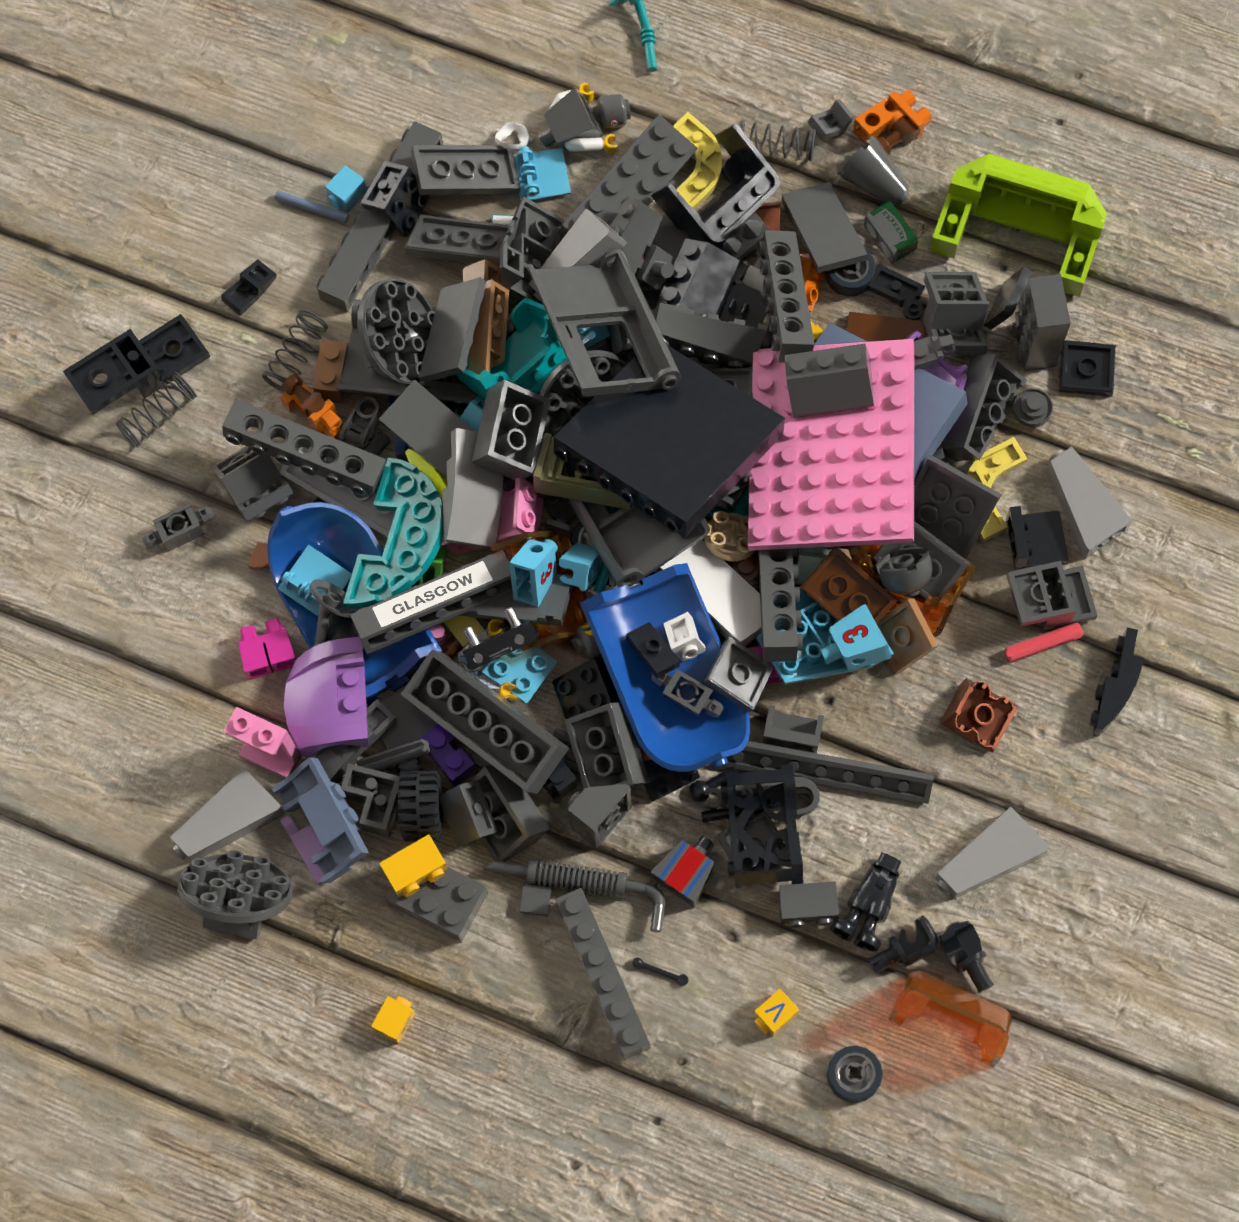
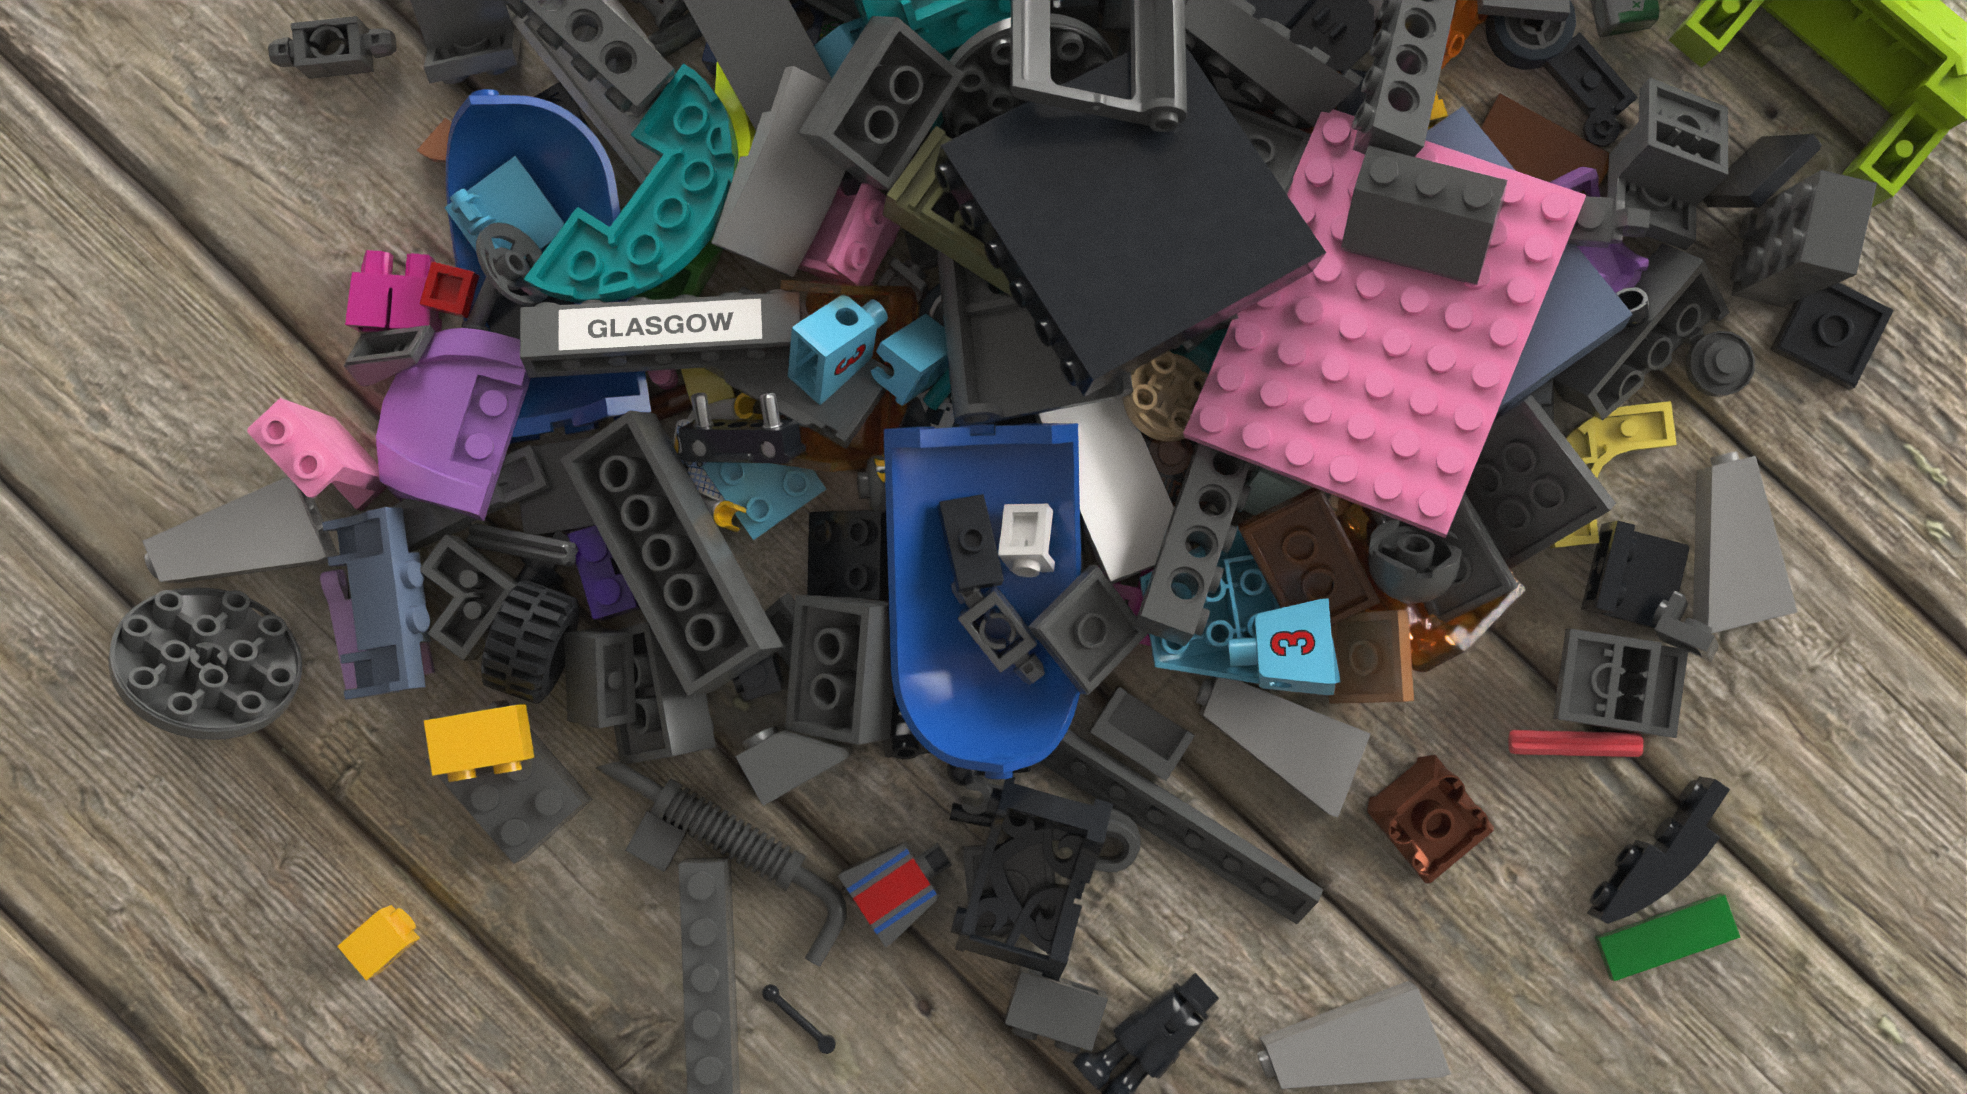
camera: 20 degrees right, 15 degrees up
(275, 678) = (387, 353): none -> dark grey slope
(299, 629) = (449, 289): none -> red tile
(878, 700) = (1292, 741): none -> light grey slope
(971, 390) = (1638, 304): none -> black hinge
(1073, 555) = (1688, 635): none -> dark grey bracket
(1142, 729) = (1667, 937): none -> green tile

